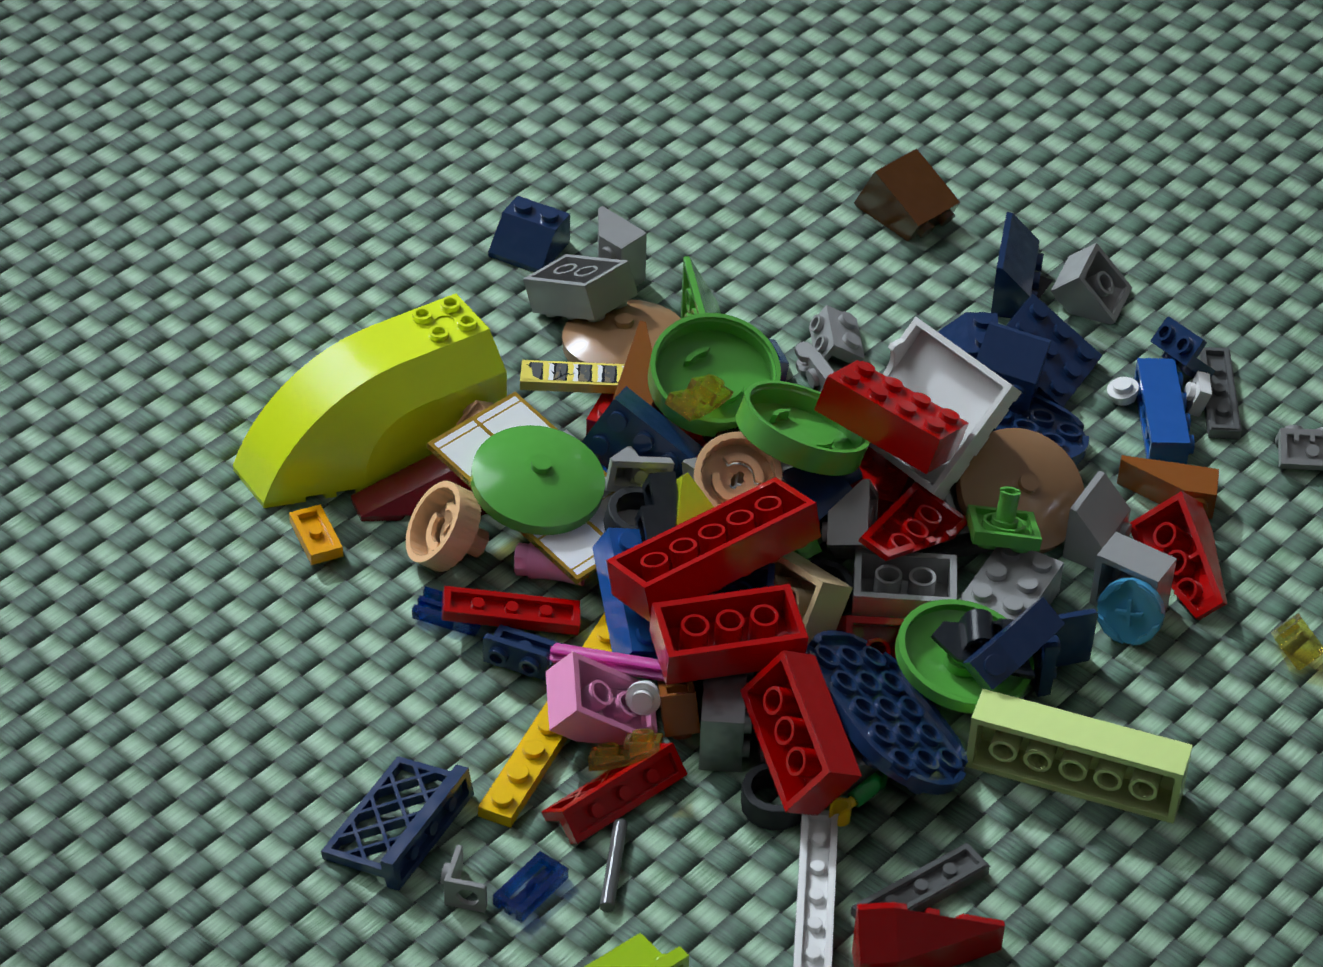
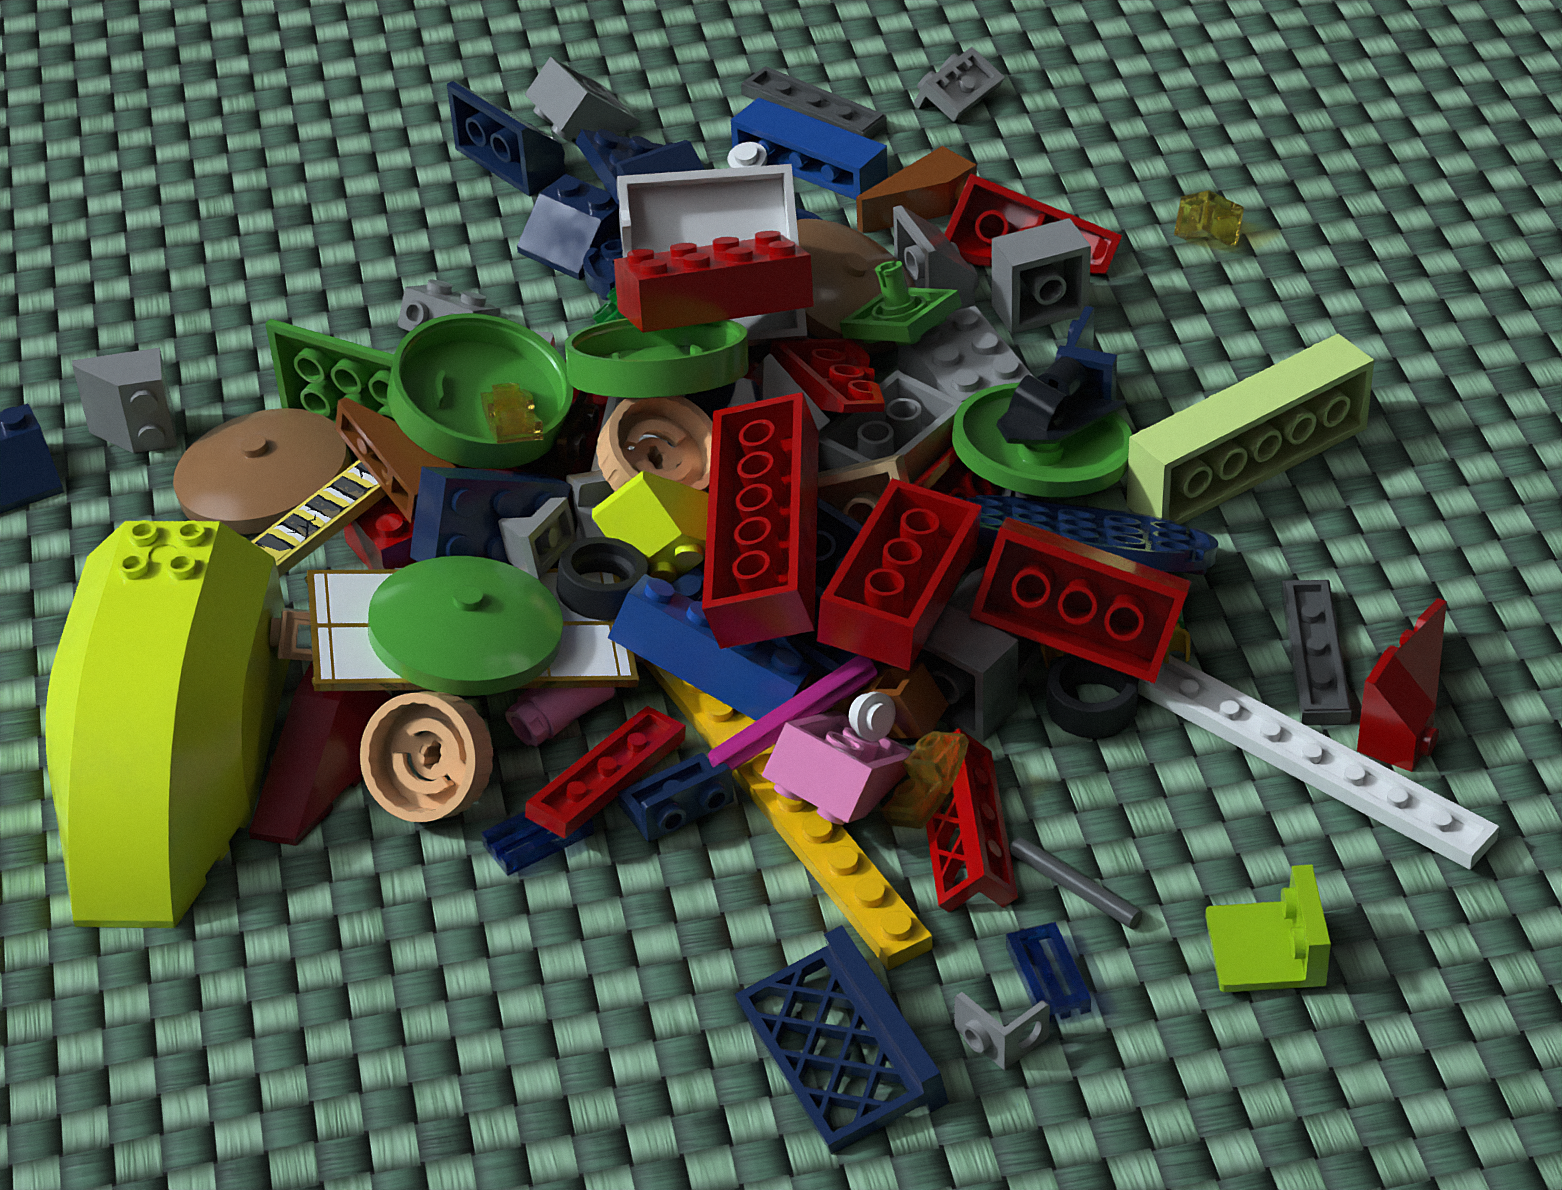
camera: 50 degrees left, 0 degrees up
(316, 534) = (287, 893): light orange plate -> none
(580, 287) = (160, 452): light grey brick -> none
(660, 505) = (648, 544): black slope -> none
(908, 197) = (306, 156): reddish brown slope -> none
(1013, 645) = (1099, 388): dark blue slope -> none
(1130, 611) = (1079, 284): dark azure tile -> none
(1182, 346) = (742, 81): dark blue bracket -> none
(1198, 393) = (812, 104): white plate -> none

